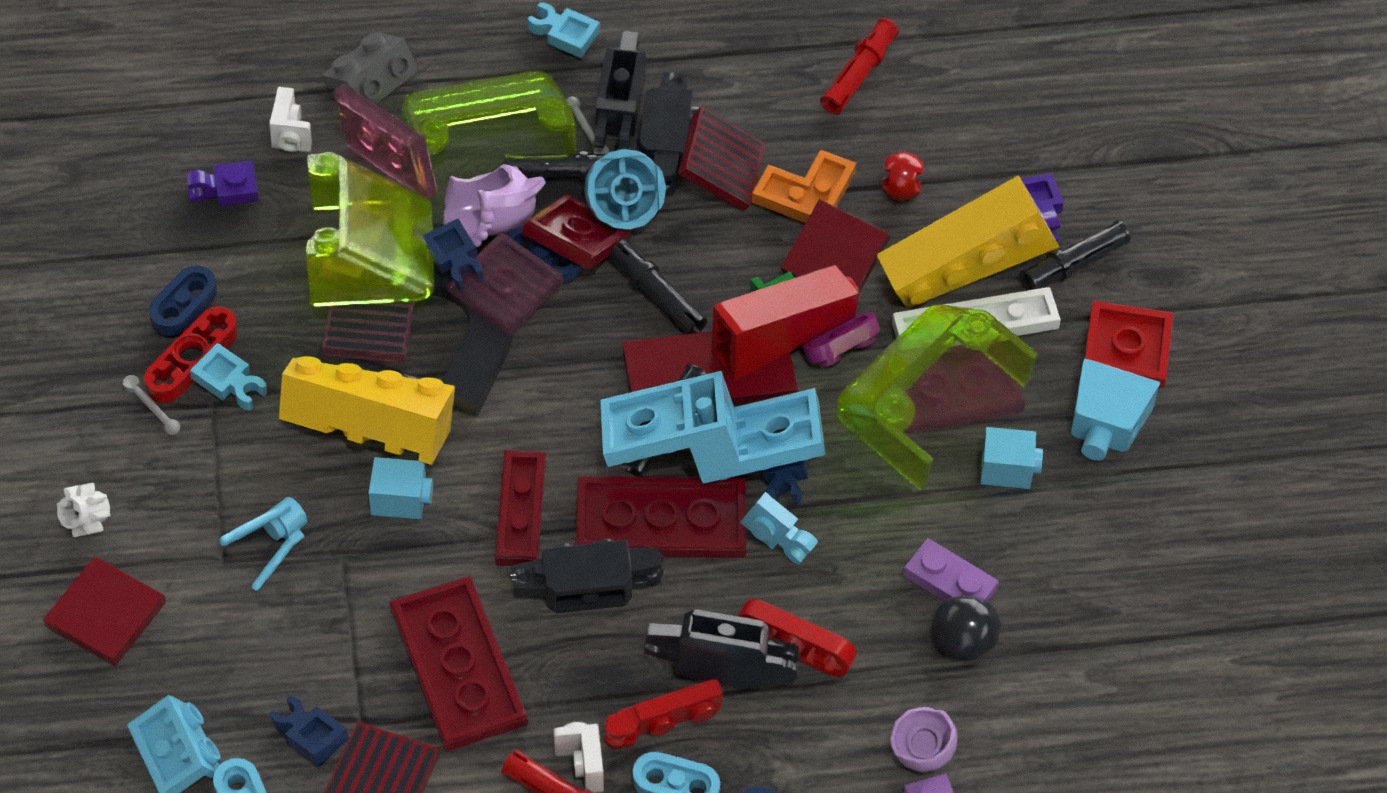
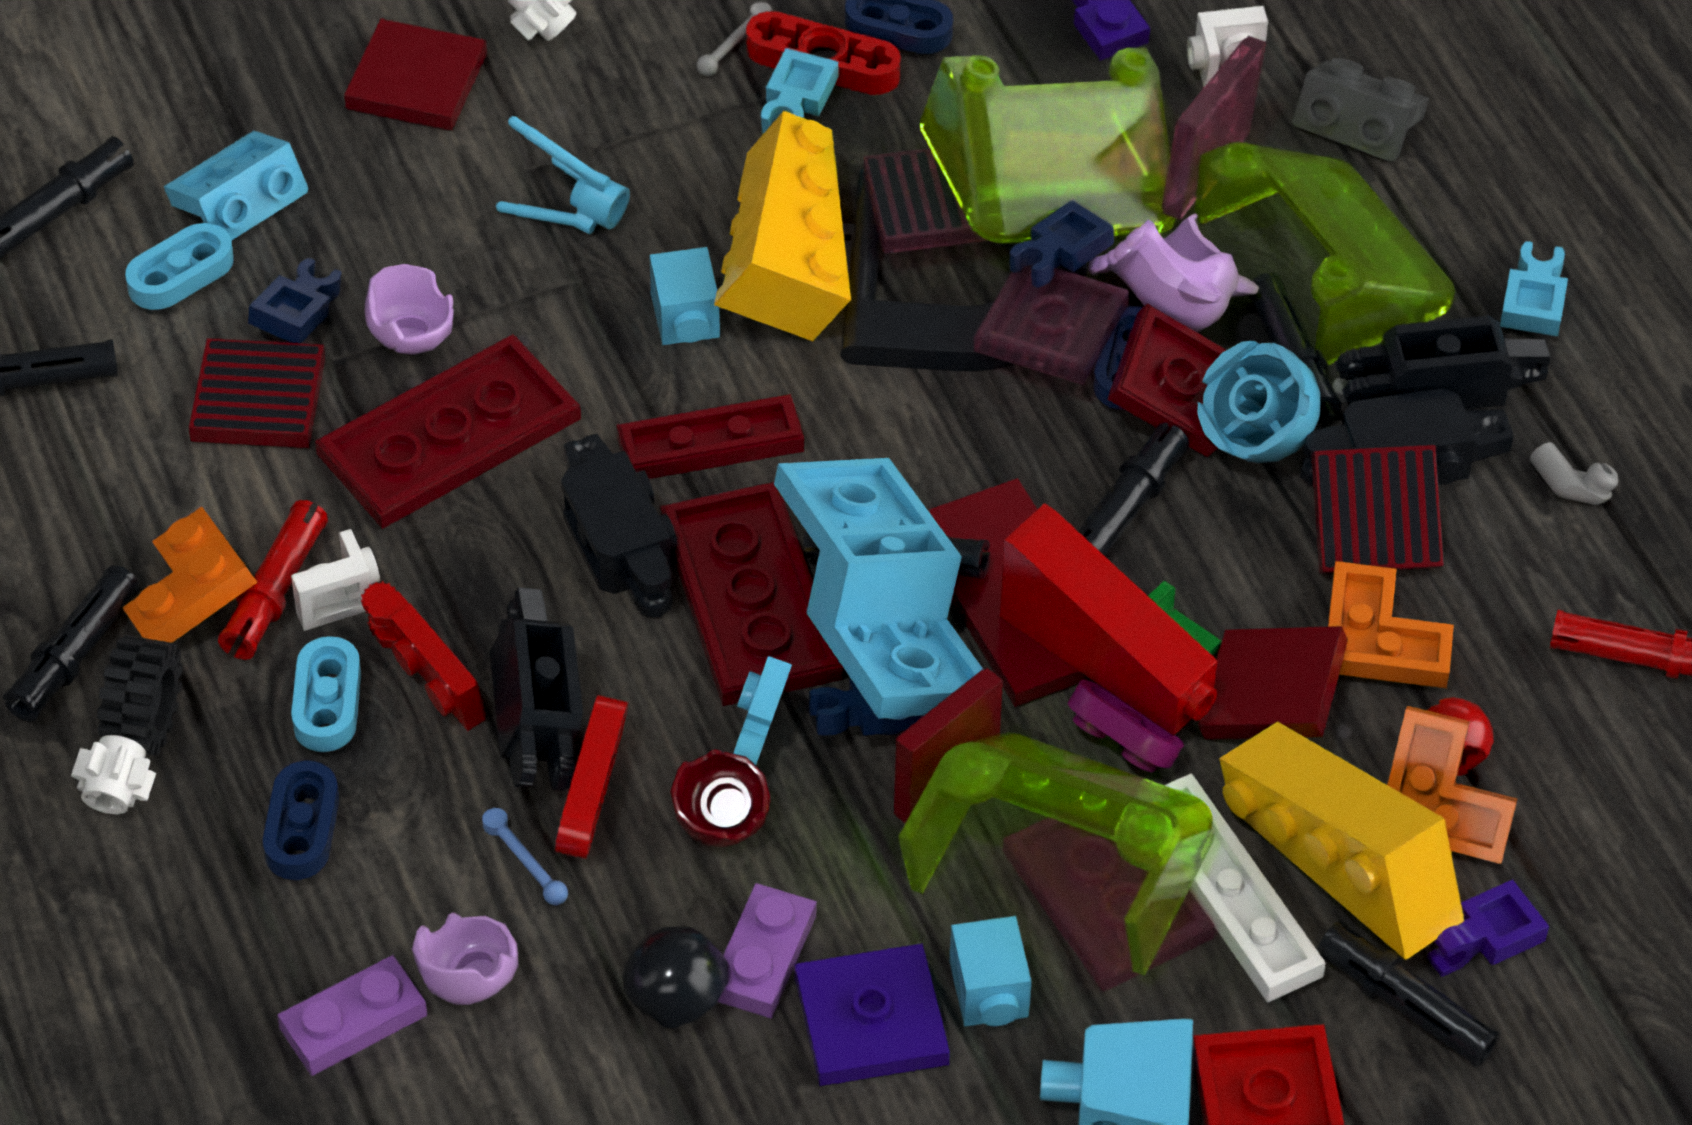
camera: 75 degrees right, 5 degrees down
(352, 658) = (408, 309): none -> lavender hair
(720, 61) = (1567, 483): none -> light grey arm
(805, 707) = (496, 823): none -> medium blue hinge
(839, 567) = (720, 798): none -> dark red hair
(848, 428) = (962, 717): none -> dark red tile
(942, 194) = (1427, 771): none -> orange plate
(1015, 532) = (871, 1014): none -> dark purple plate

